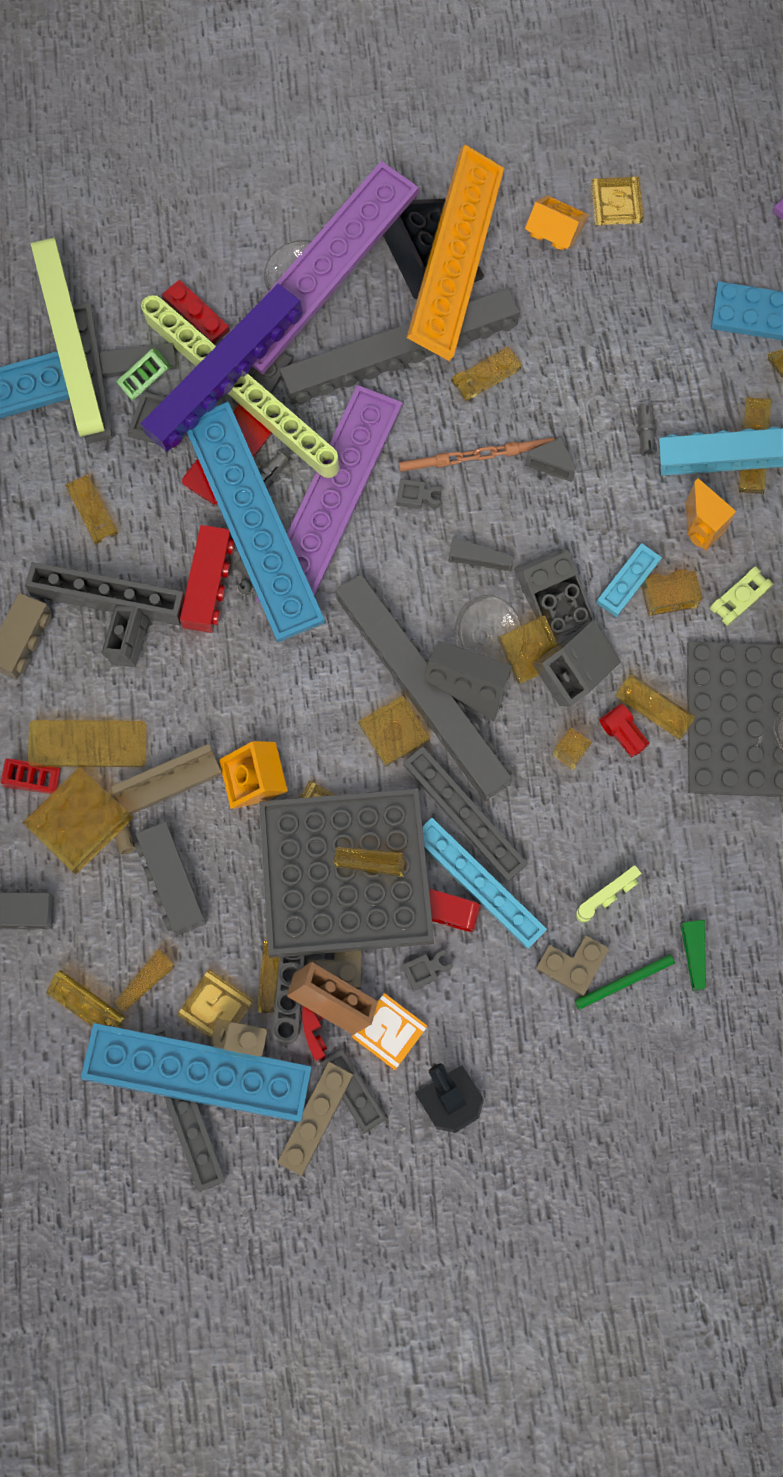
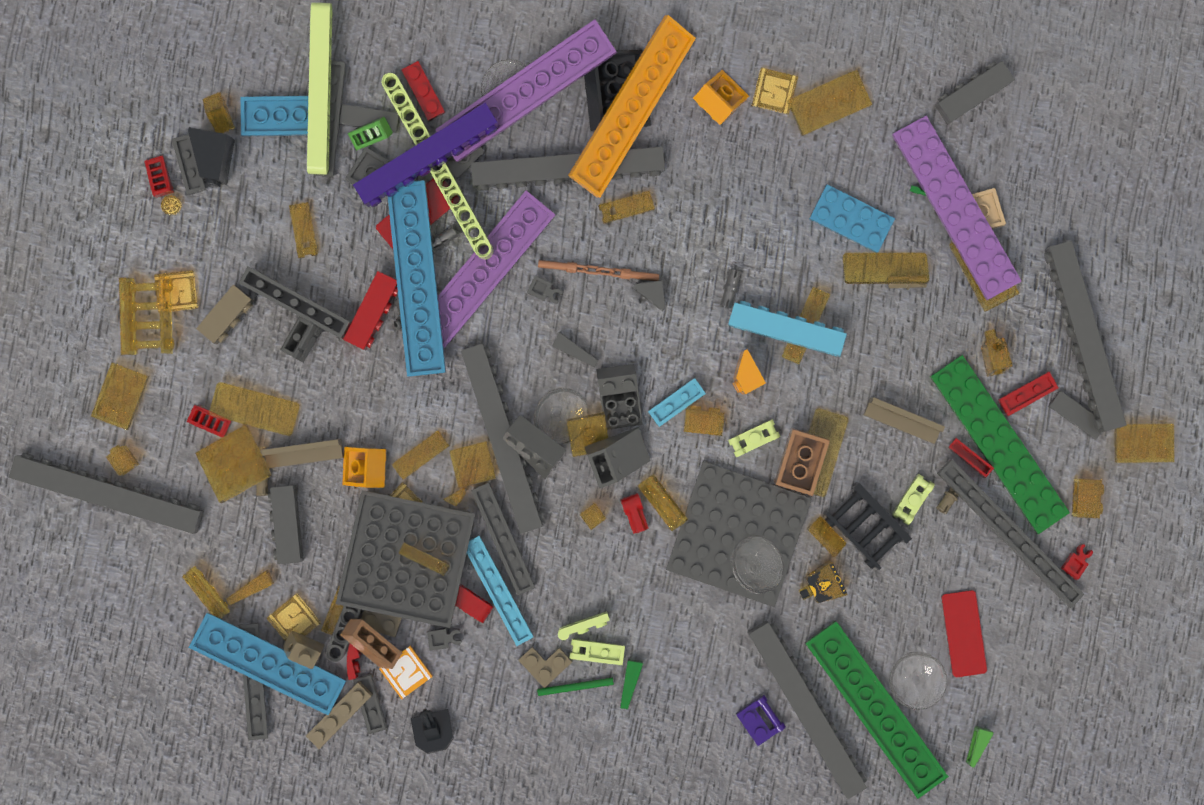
camera: 20 degrees right, 15 degrees up
(322, 740) = (420, 455): none -> clear yellow plate
(385, 774) = (456, 498): none -> clear yellow slope
(639, 924) = (597, 652): none -> yellowish green plate
(686, 194) = (829, 102): none -> clear yellow tile

